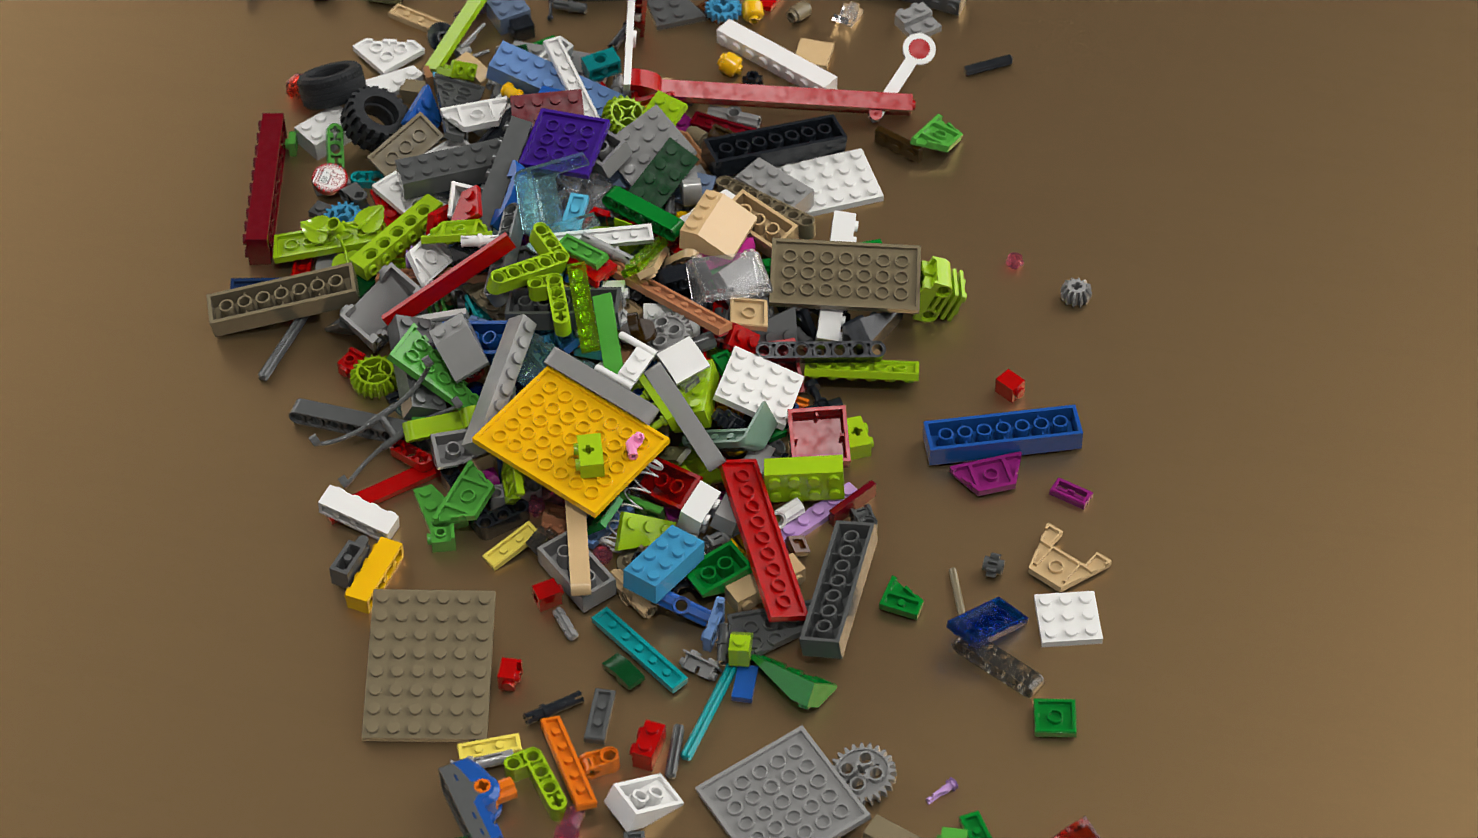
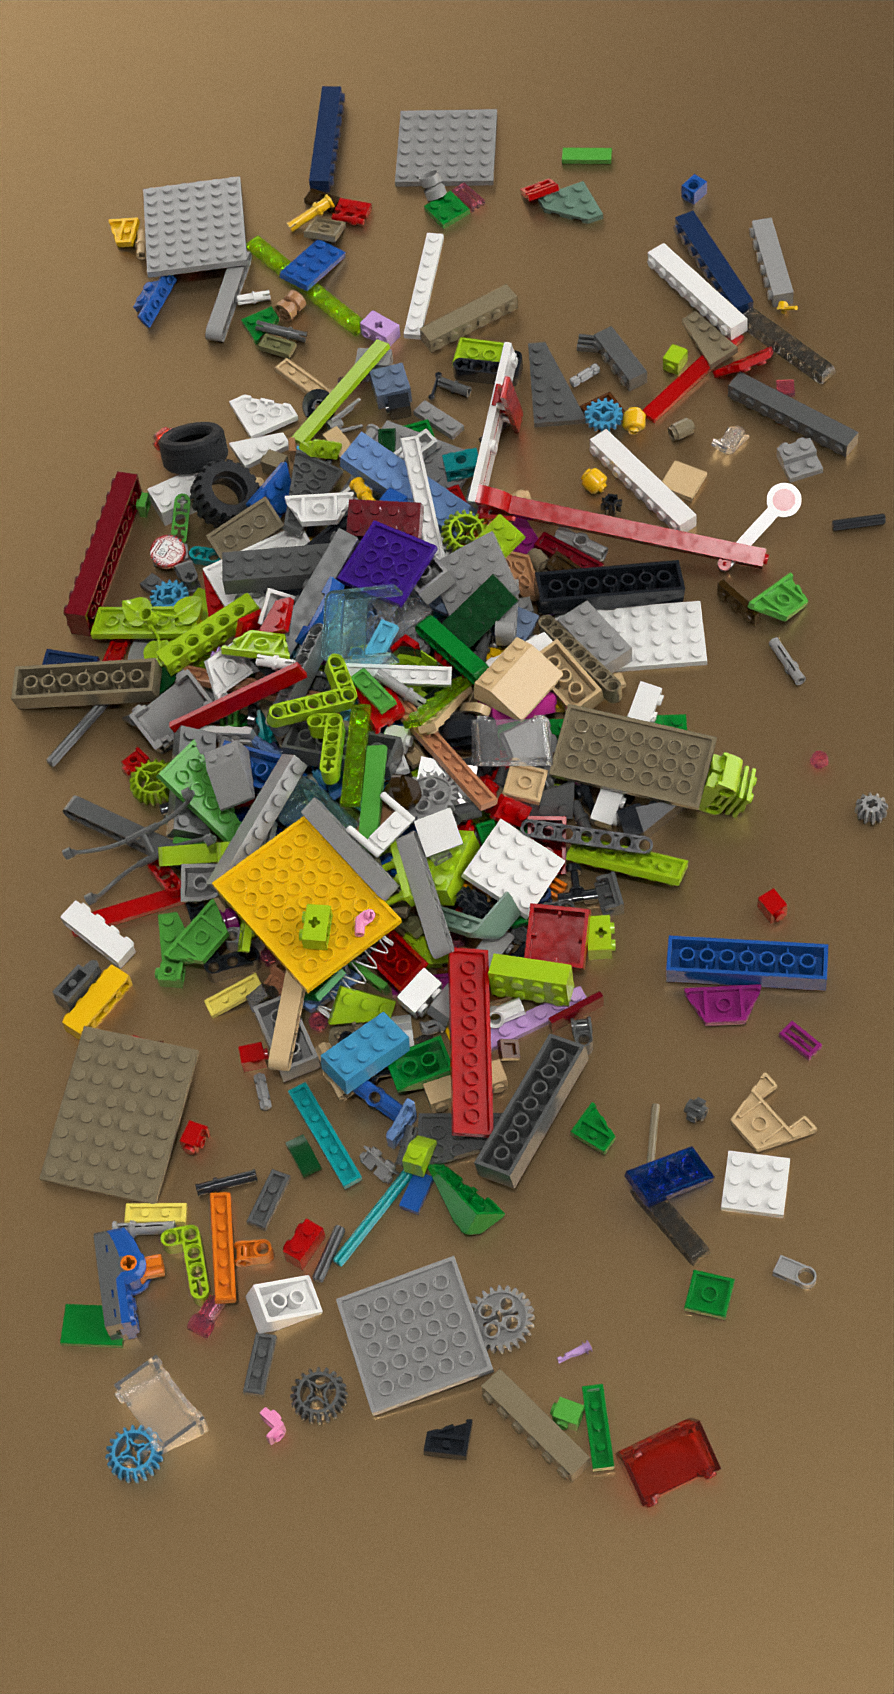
camera: 20 degrees right, 10 degrees up
(576, 38) = (439, 420): none -> light grey plate
(854, 399) = (609, 894): none -> dark grey hinge
(963, 189) = (791, 666): none -> light grey pin
(1123, 685) = (790, 1269): none -> light grey piece

